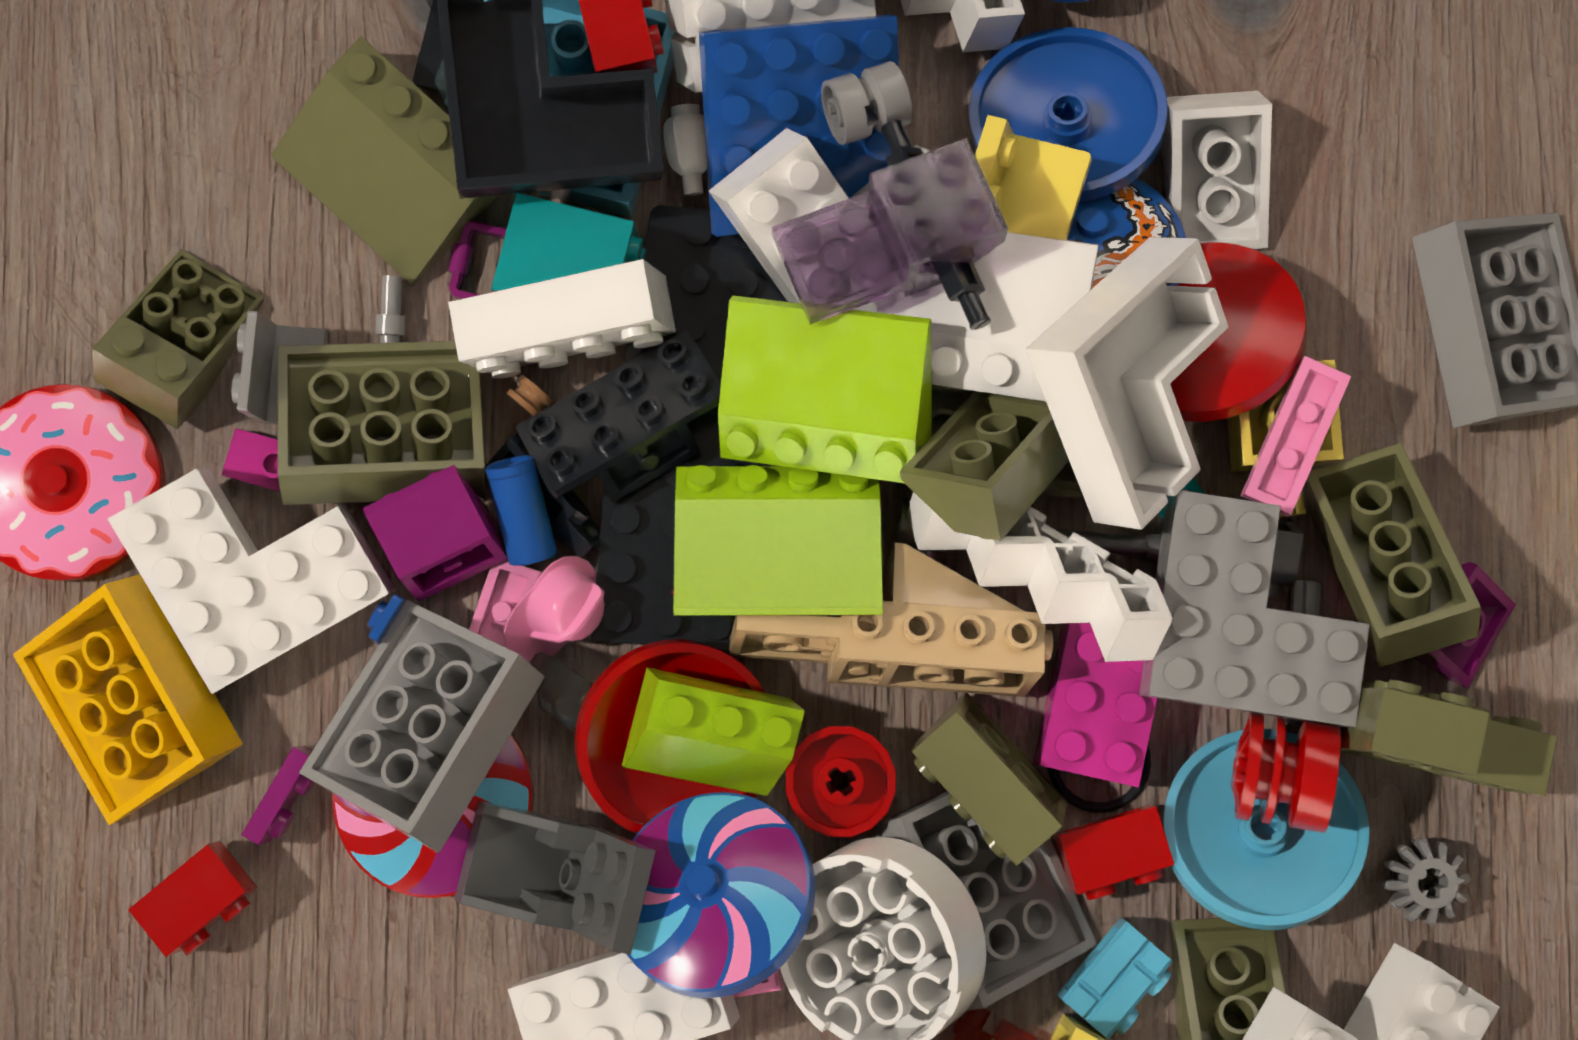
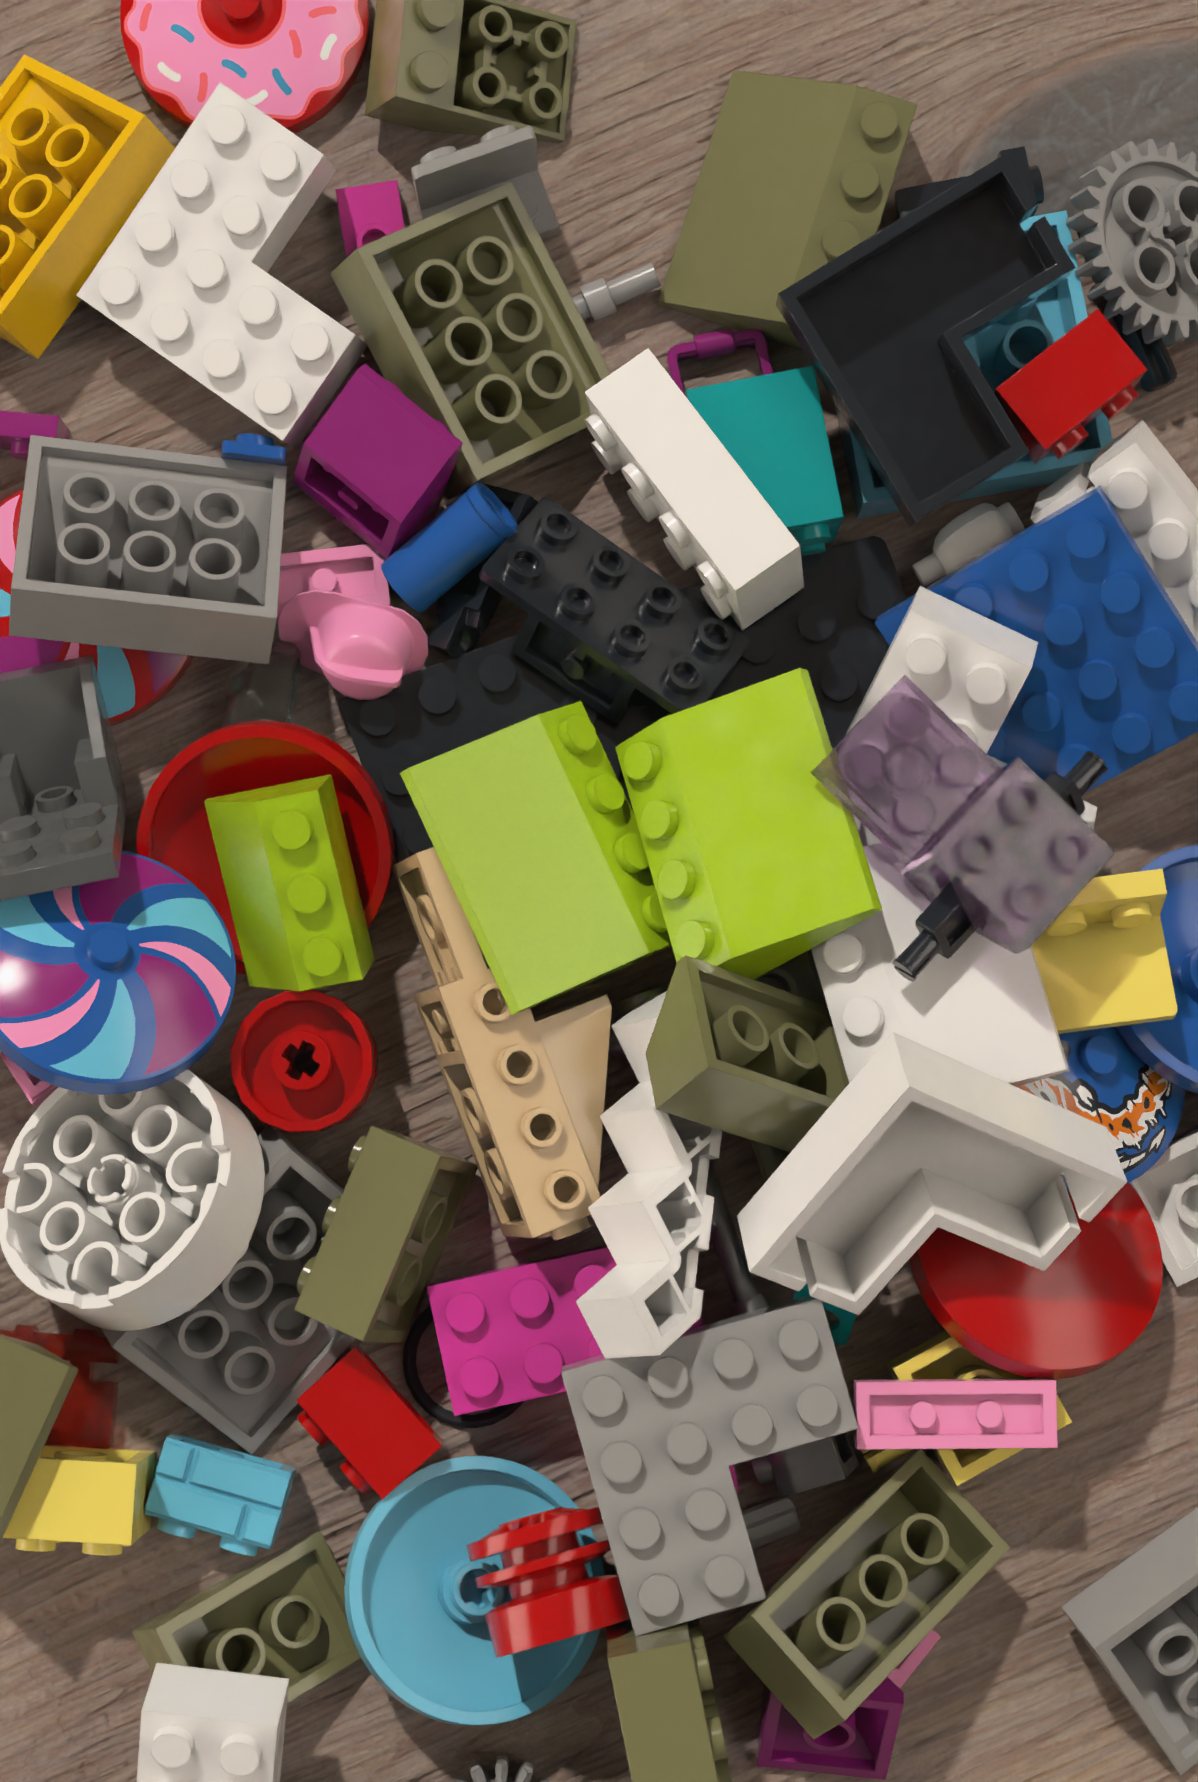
camera: 65 degrees right, 0 degrees up
(530, 396) = (589, 498): medium nougat bush -> none
(864, 103) = (1110, 720): light grey wheel -> none

